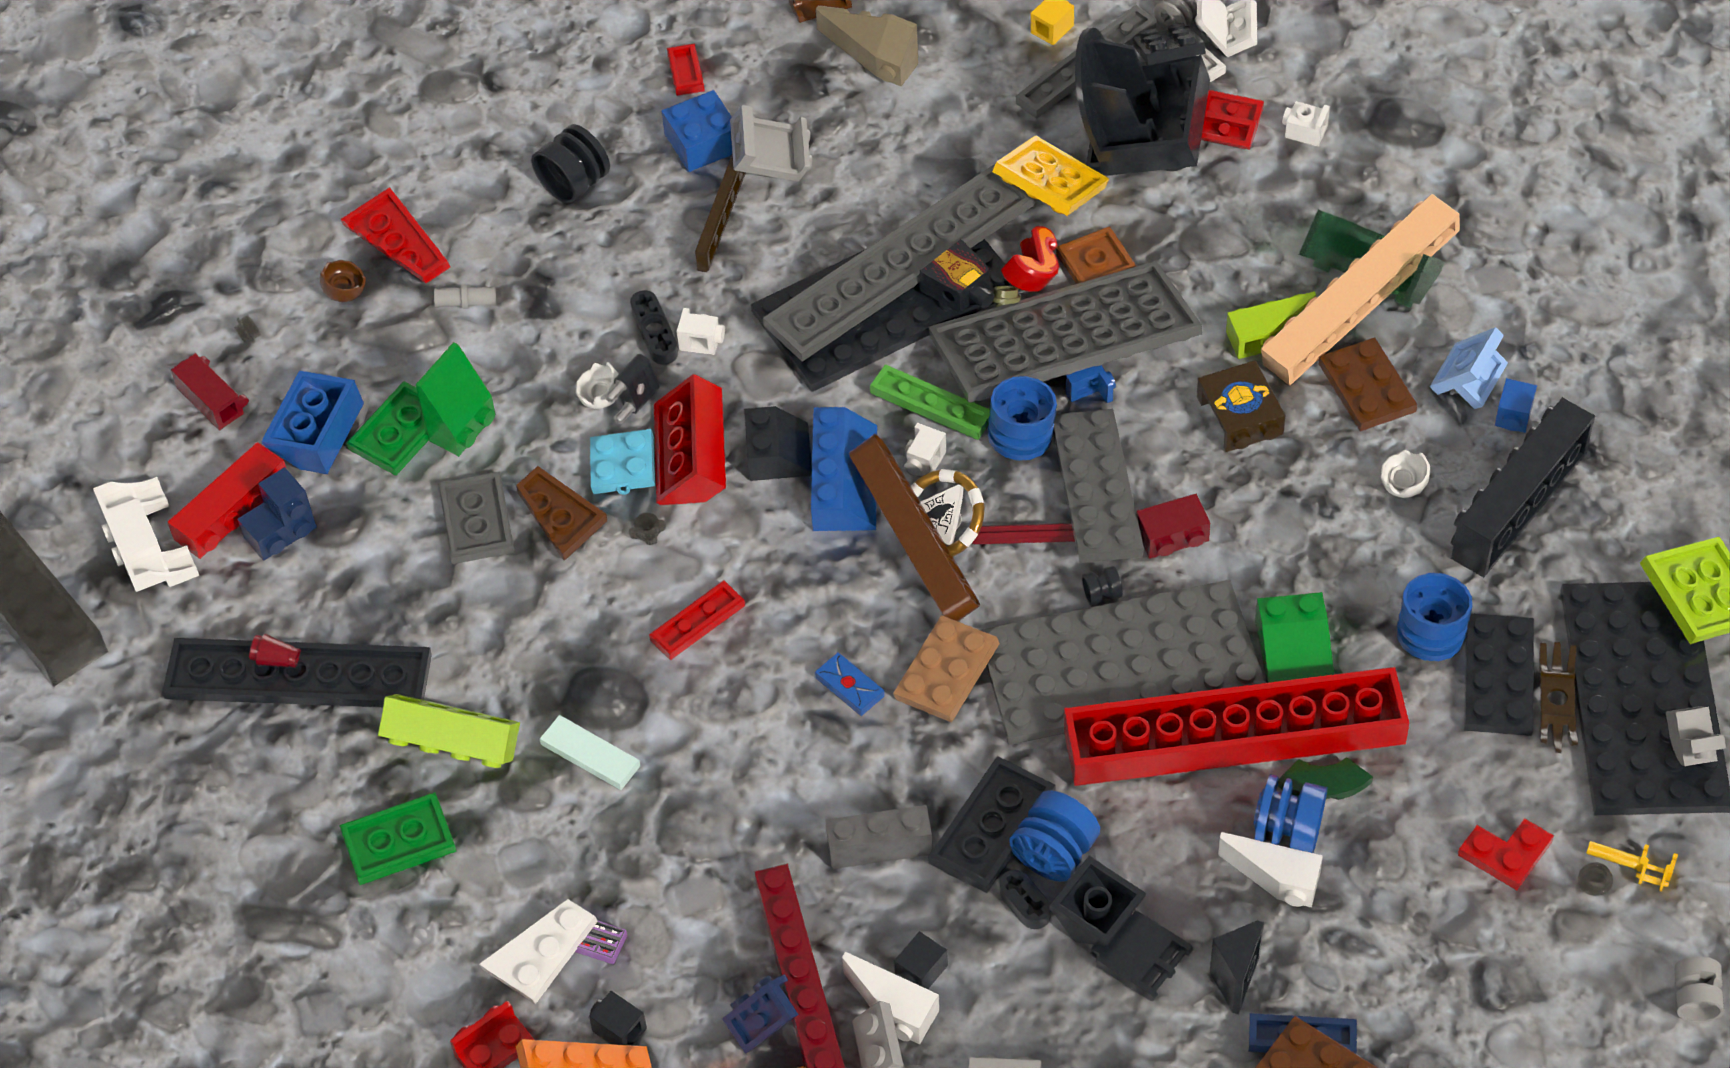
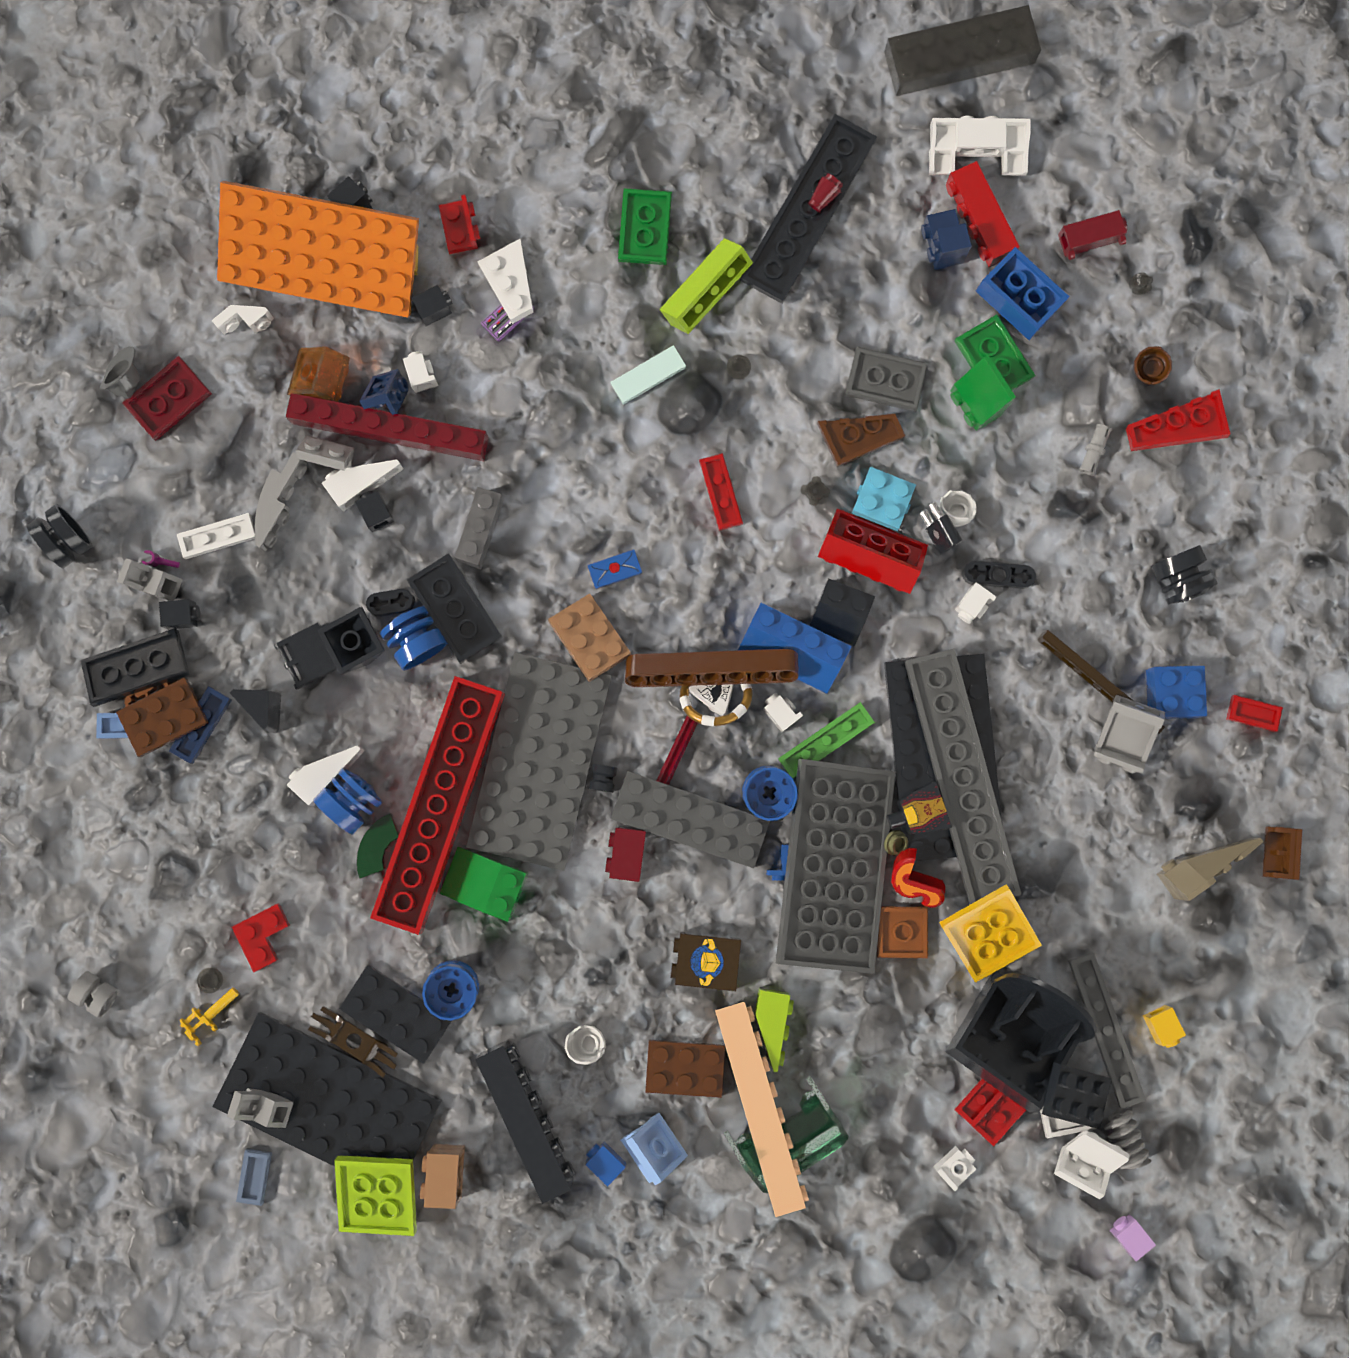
camera: 110 degrees right, 30 degrees up
(533, 663) = (738, 367): none -> clear smoke plate
(713, 995) = (419, 372): none -> white brick
(1634, 531) = (443, 1176): none -> medium nougat brick

